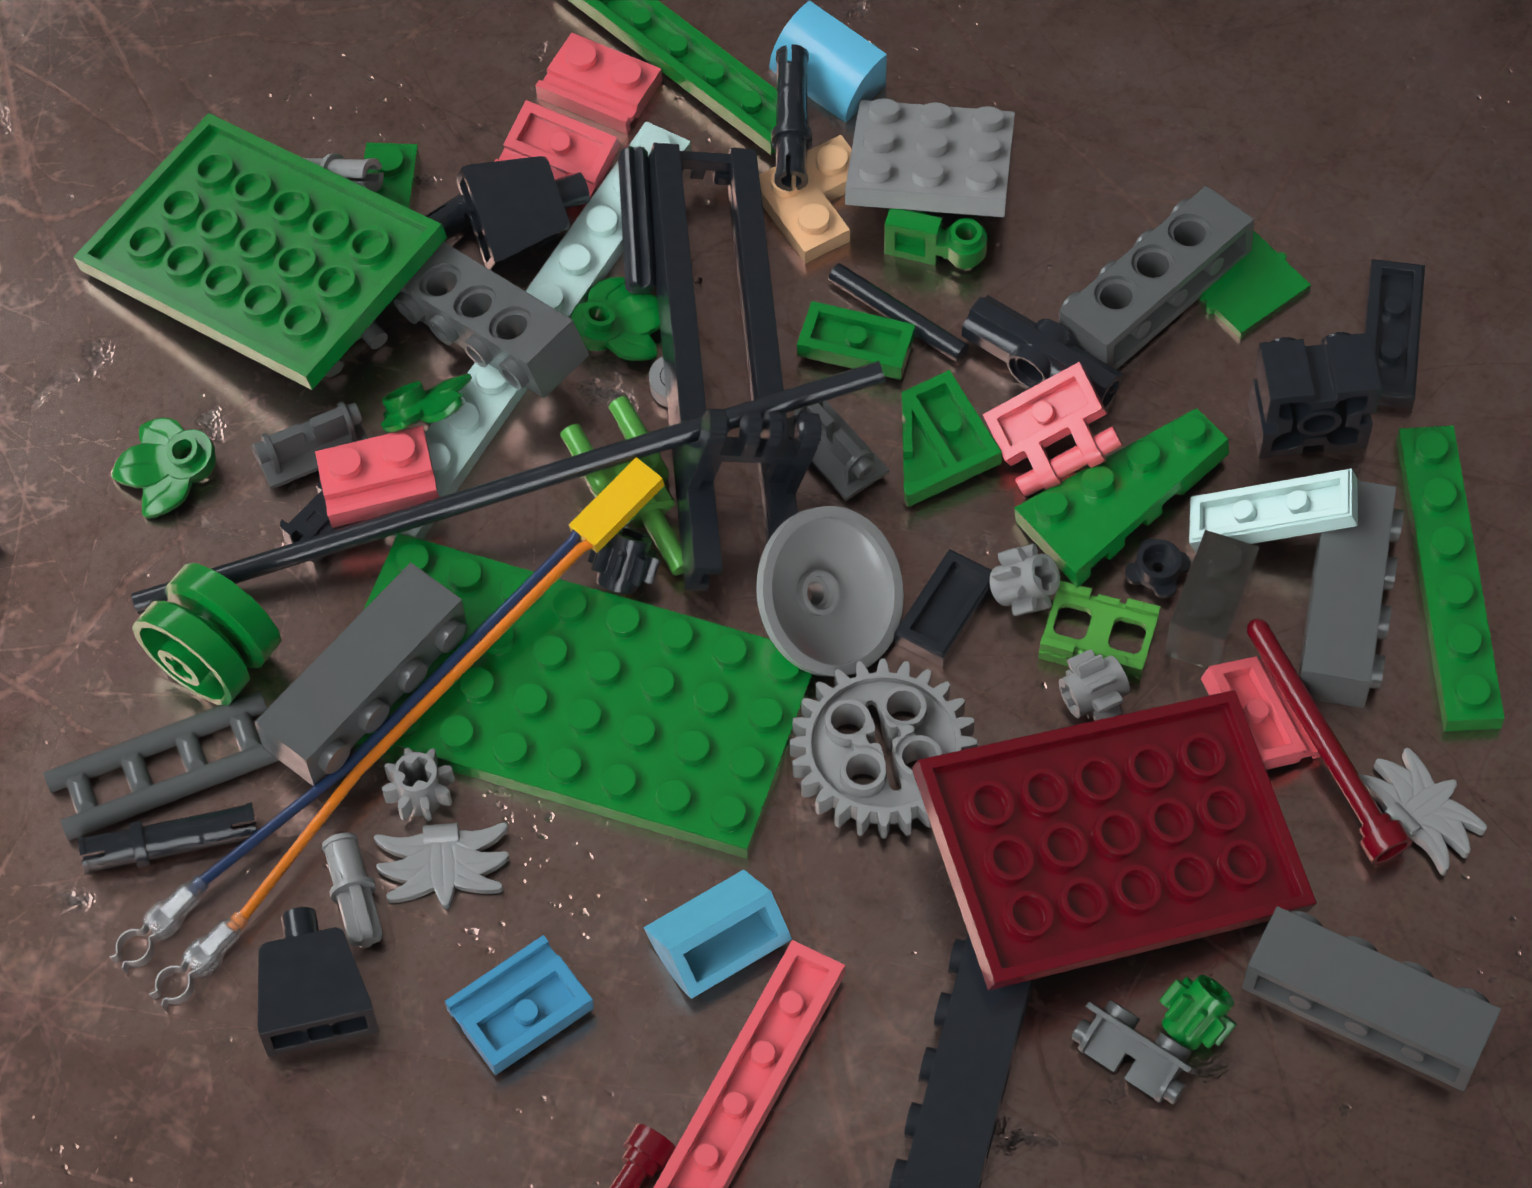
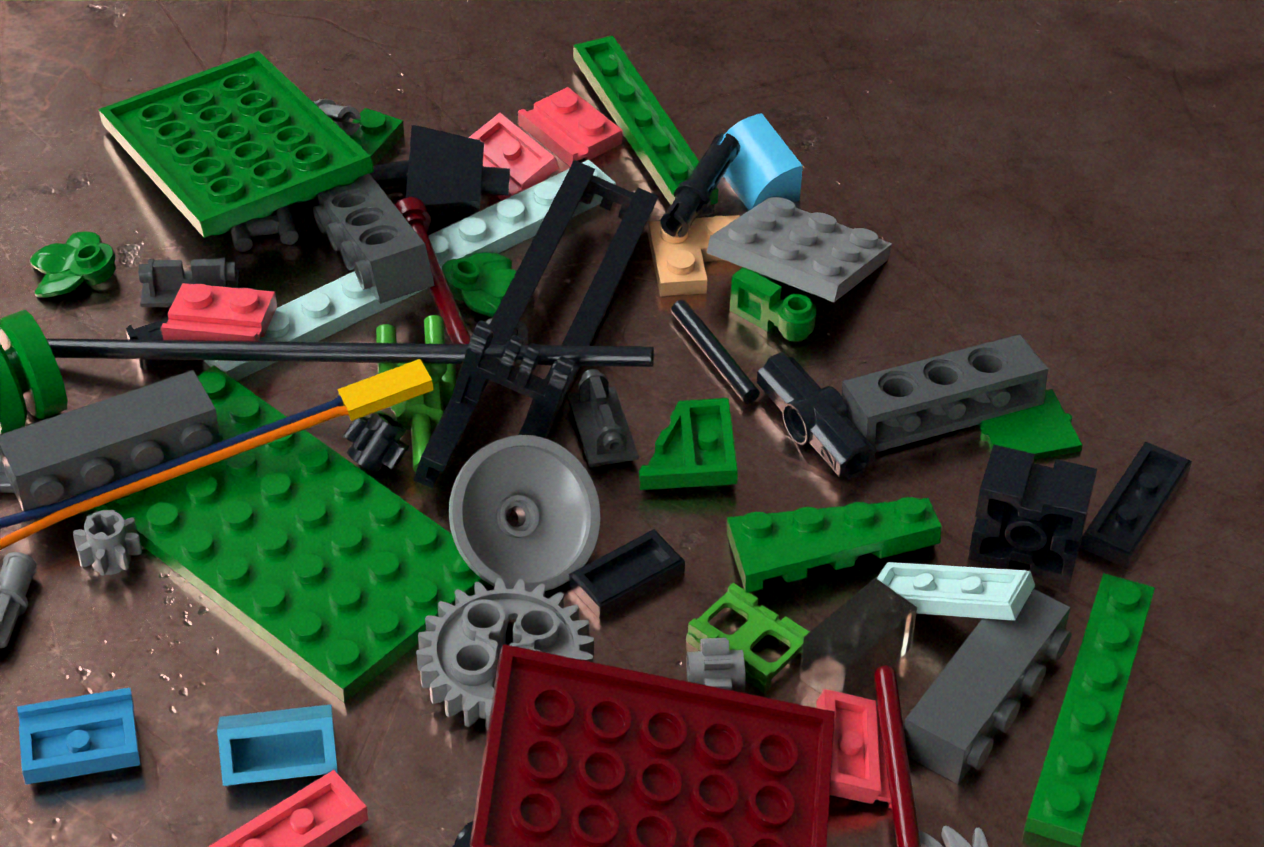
camera: 20 degrees right, 15 degrees down
(413, 404) = (287, 282): green plate -> none
(442, 862) = (93, 608): light grey piece -> none
(517, 272) = (419, 218): none -> dark red piece
(636, 220) = (533, 213): black axle -> none
(855, 339) = (676, 359): green plate -> none
(1024, 579) = (701, 569): light grey gear -> none
(1044, 416) = (790, 454): coral plate -> none
(1158, 553) = (823, 599): black plate -> none

